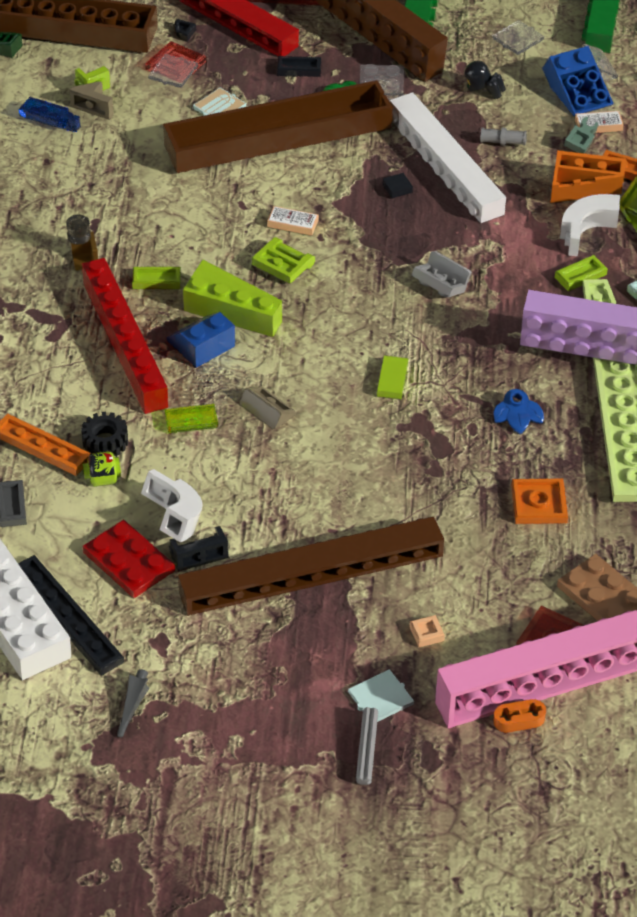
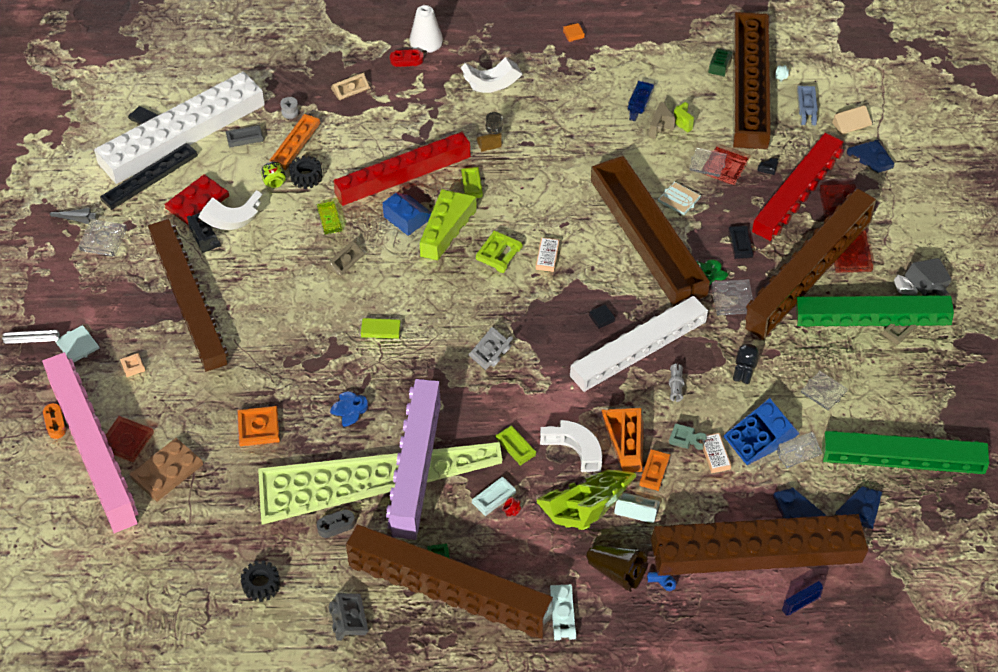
camera: 85 degrees right, 5 degrees up
(182, 668) = (102, 237): none -> clear plate

